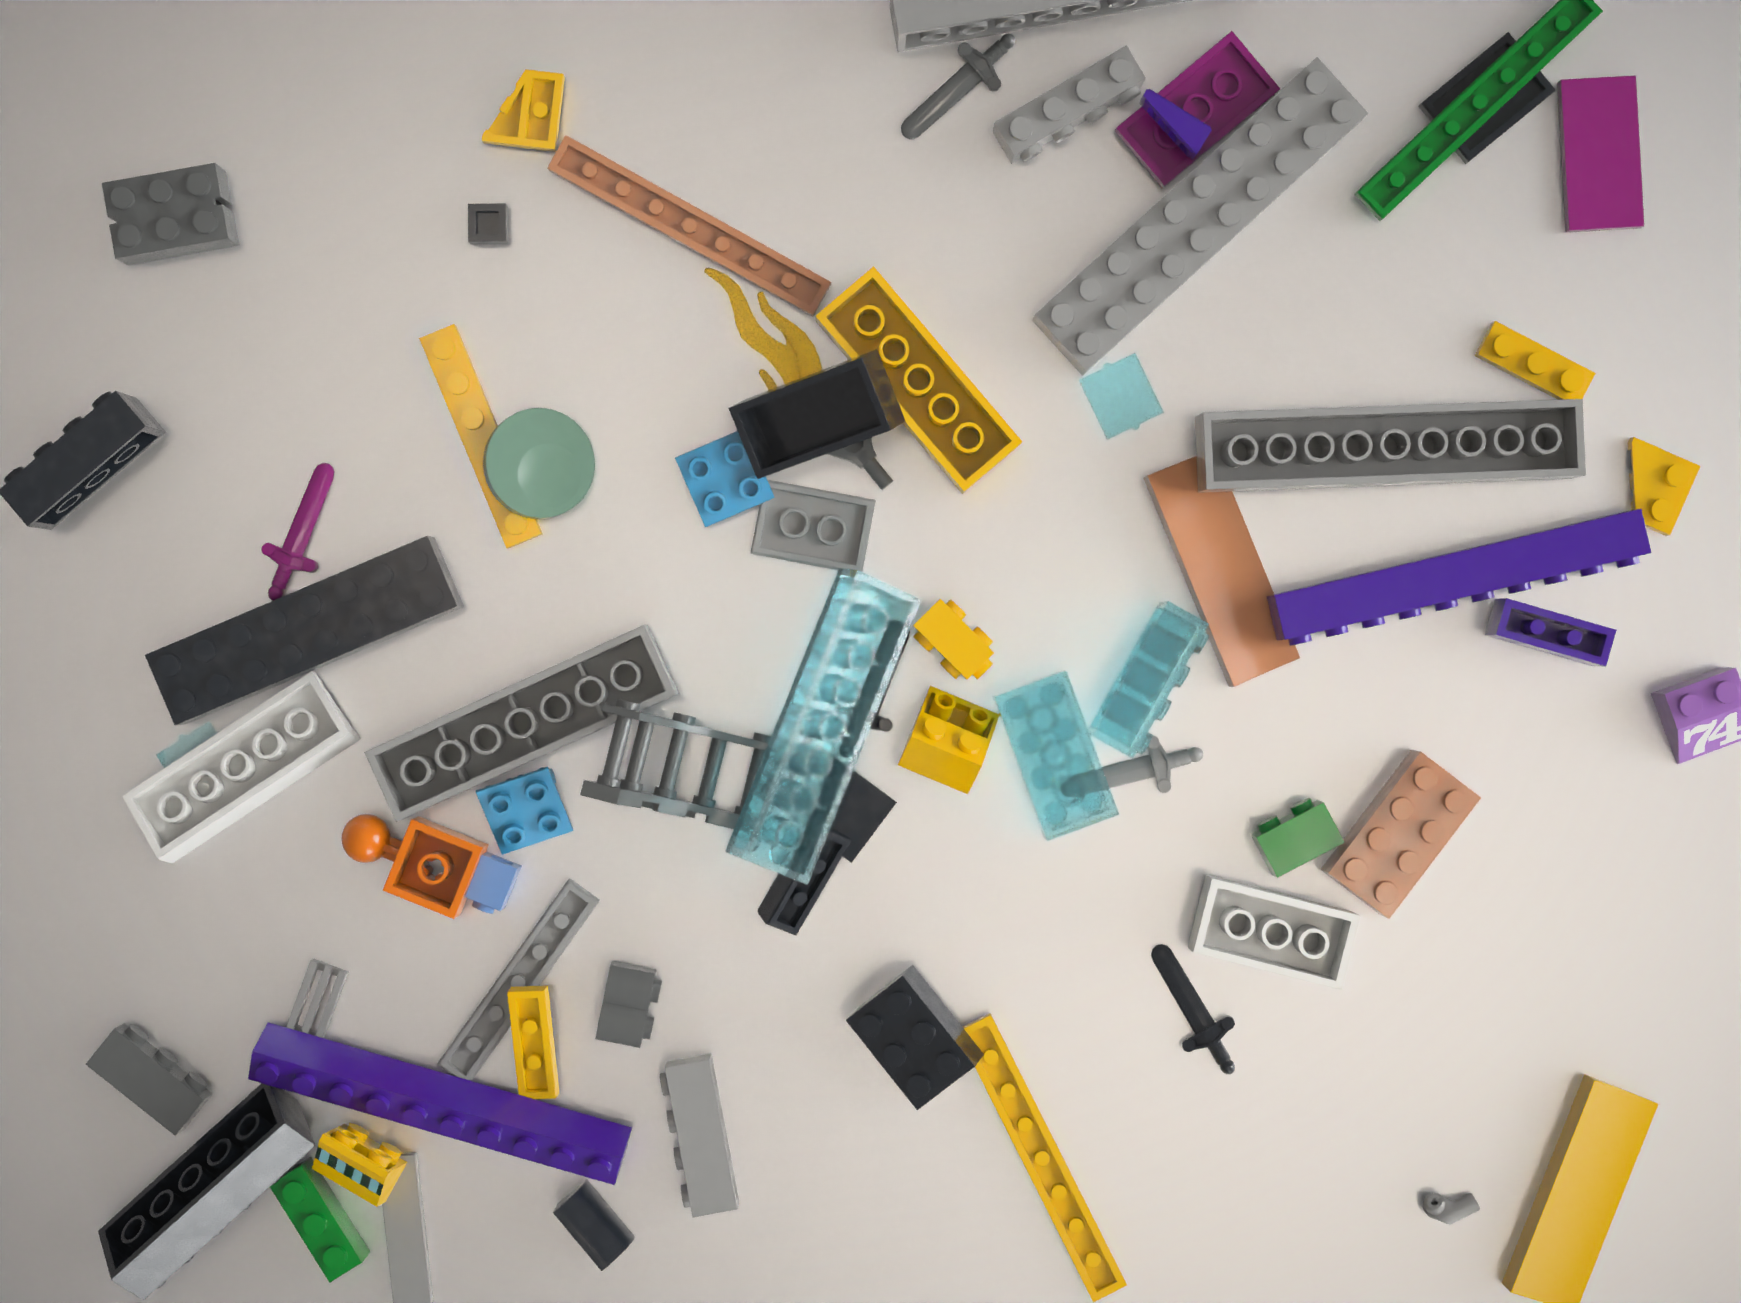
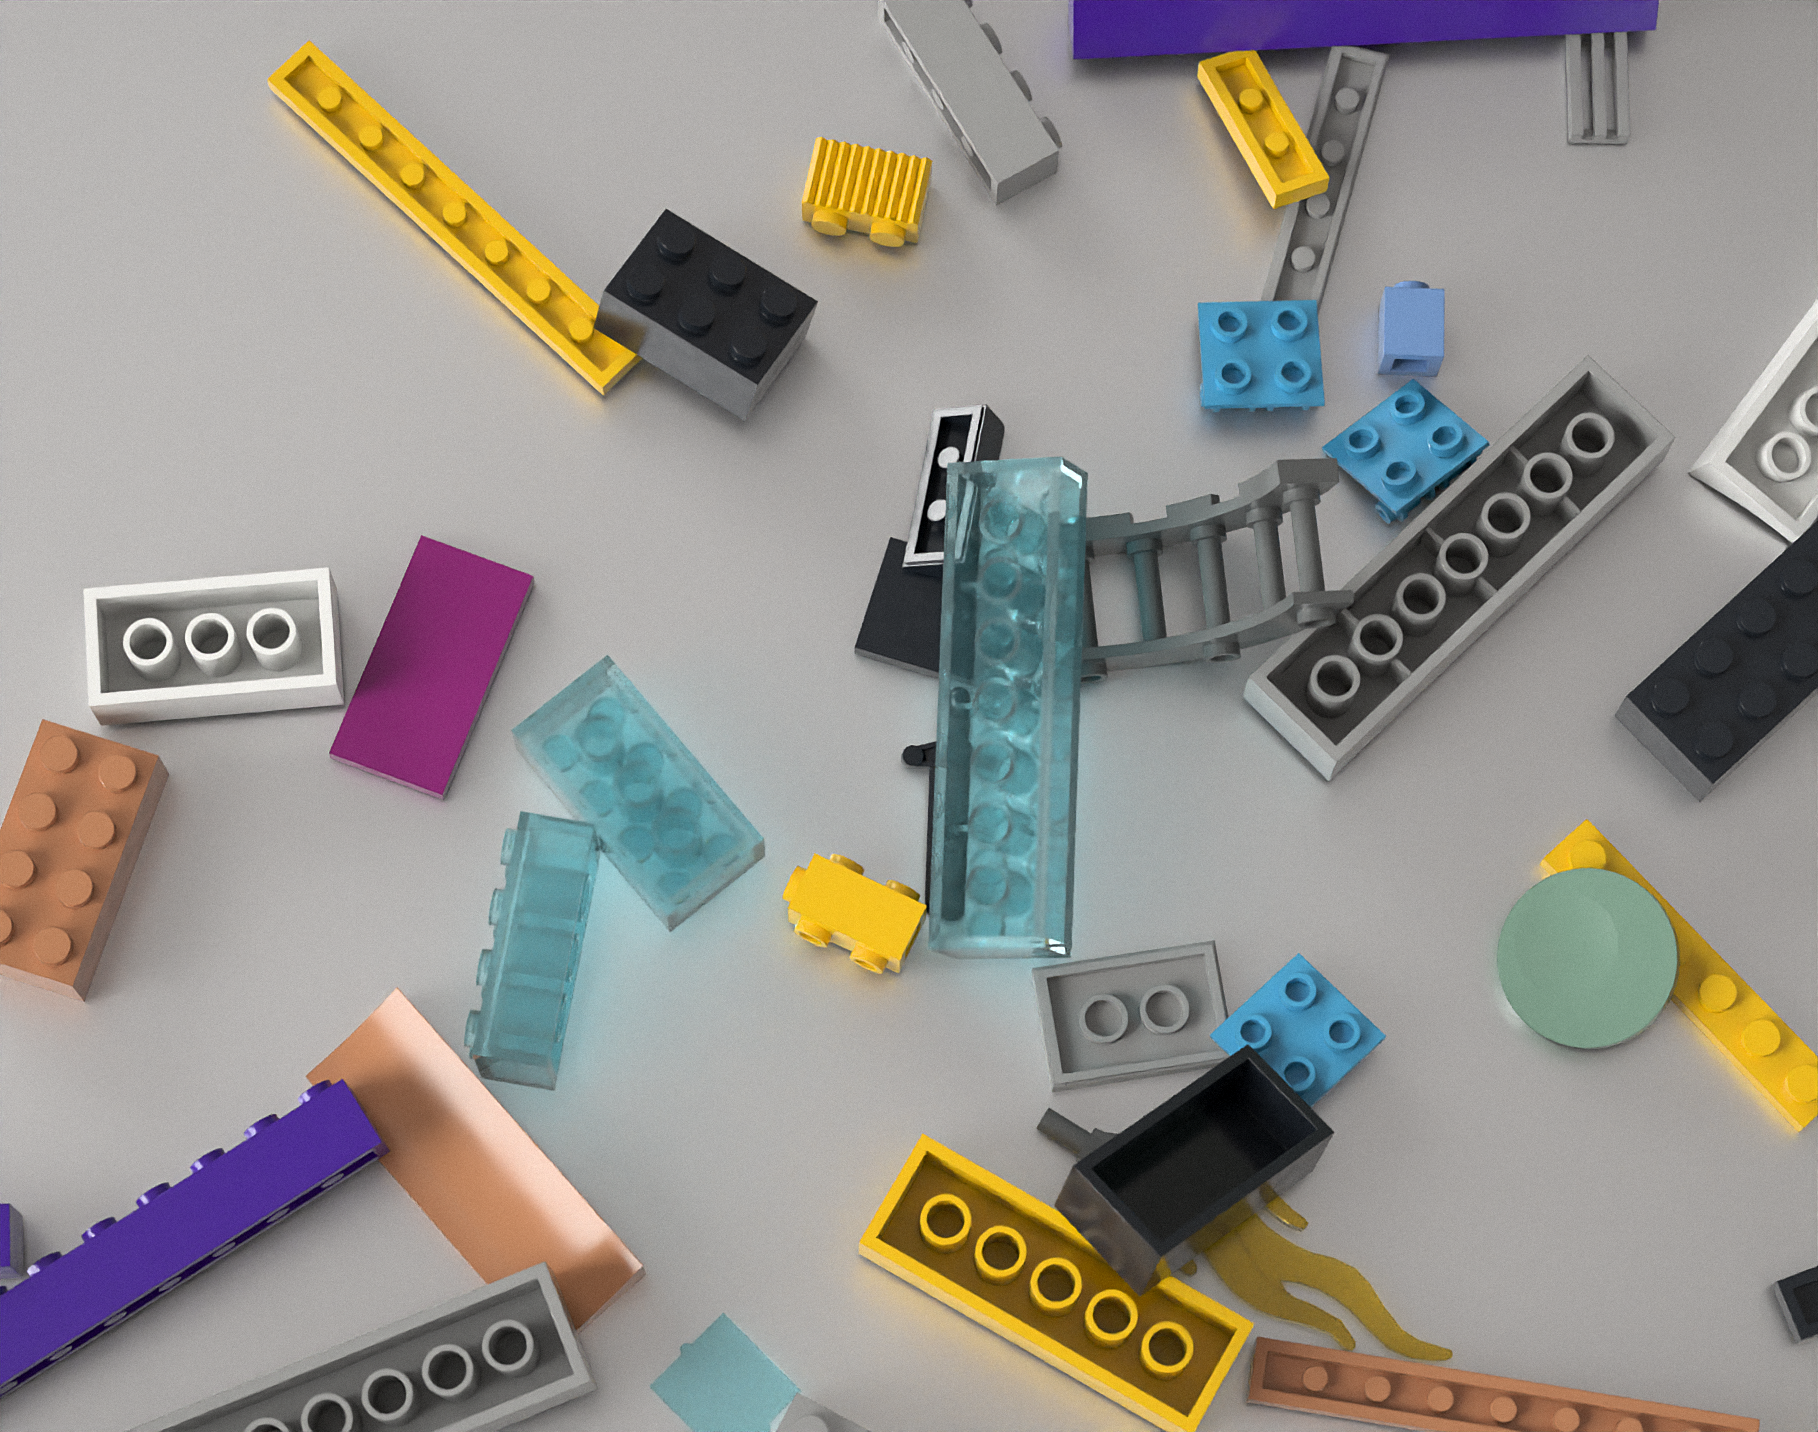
camera: 160 degrees right, 15 degrees down
(411, 876) = (1538, 324): orange brick -> none
(590, 897) = (1260, 355): none -> dark azure hinge
(627, 1004) = (1146, 226): dark grey brick -> none
(789, 1085) = (866, 192): none -> yellow brick
(949, 740) = (808, 765): yellow slope -> none
(1147, 879) = (432, 667): none -> magenta tile
(1156, 765) = (477, 840): light grey sword -> none
(1206, 1030) = (265, 476): black sword -> none
(1296, 837) = (222, 801): brick -> none

